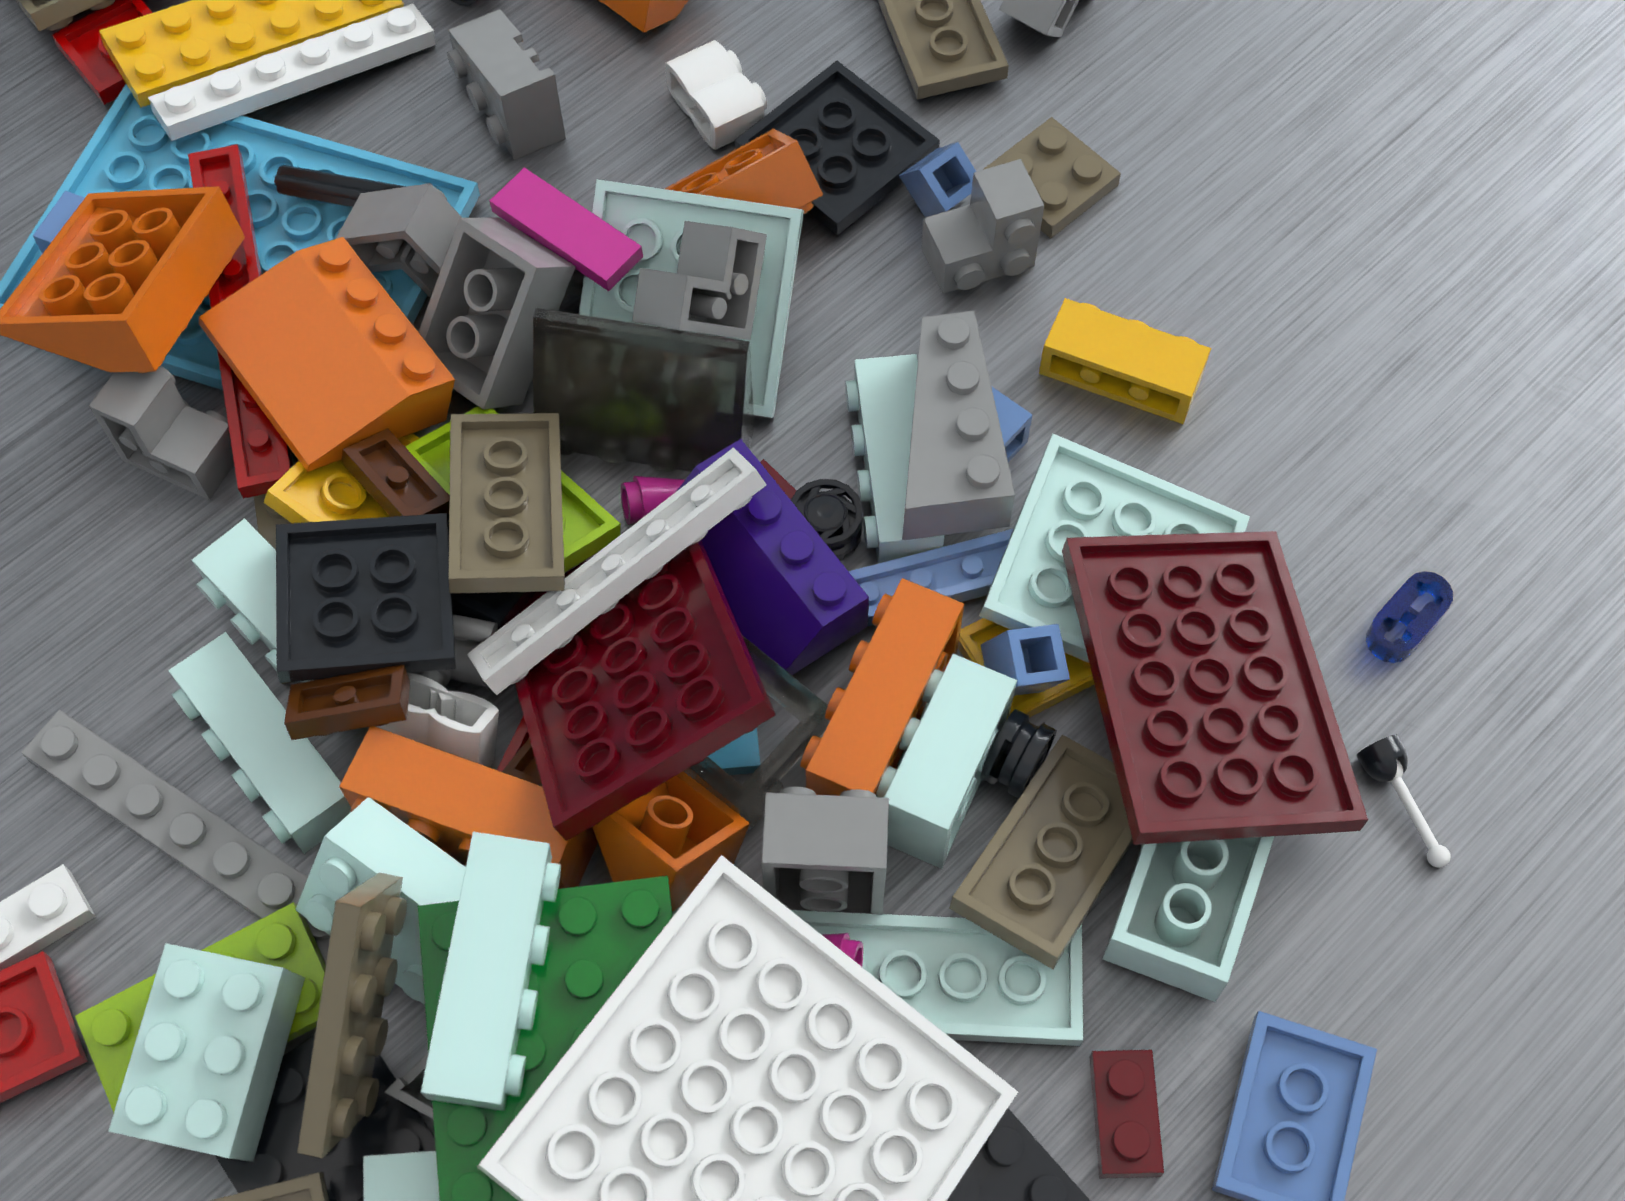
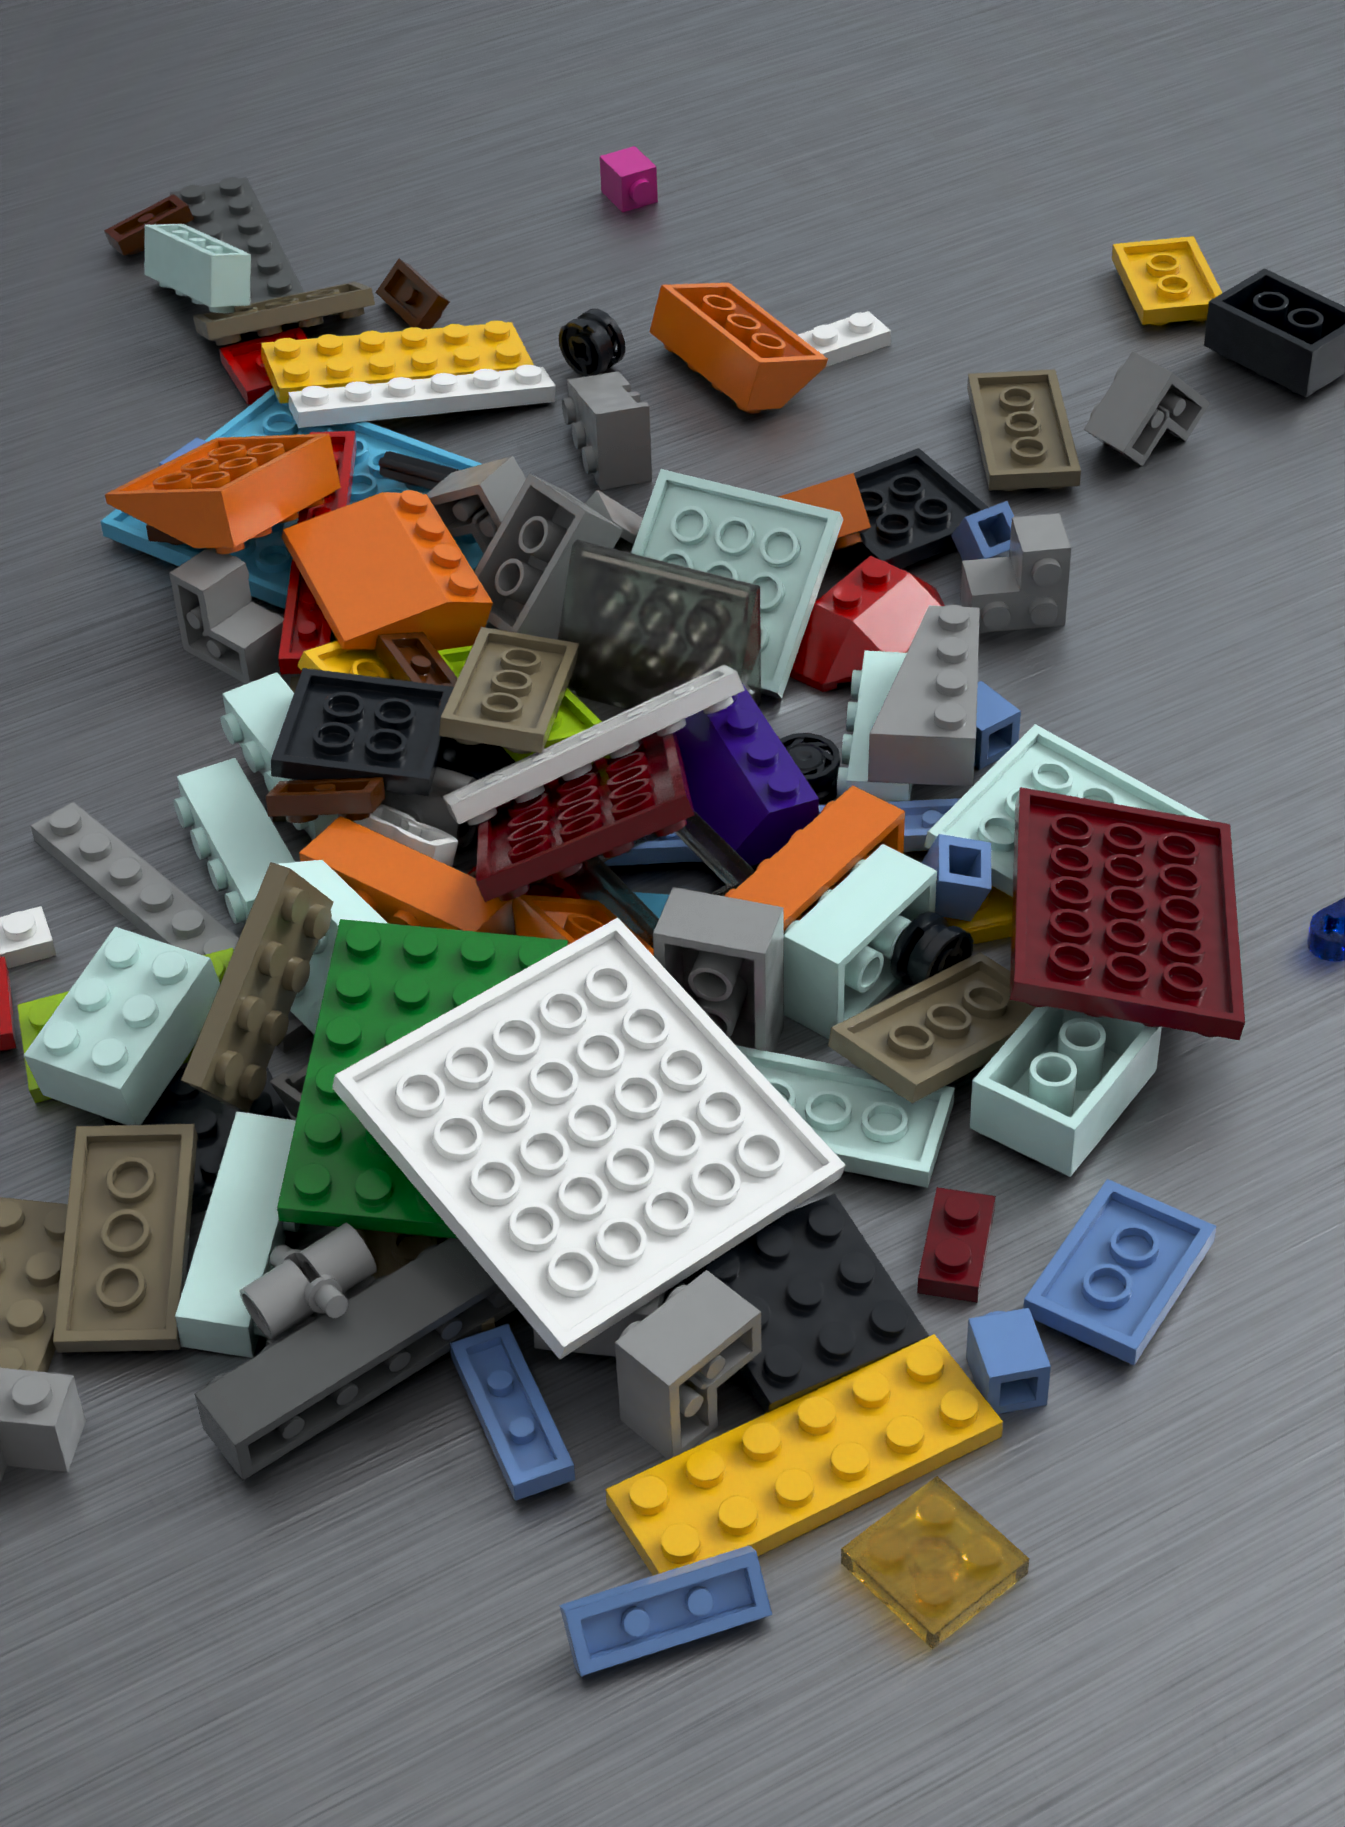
camera: 15 degrees right, 20 degrees down
(489, 972) = (387, 958): light aqua brick -> none
(566, 228) = (624, 503): dark pink tile -> none
(712, 286) = (745, 546): light grey brick -> none
(715, 93) = (796, 455): white brick -> none
(846, 310) = (866, 610): none -> red wedge
(1063, 172) = (1110, 562): dark tan plate -> none
(1124, 360) = (1126, 695): yellow brick -> none
(1387, 762) = (1296, 1022): hinge -> none

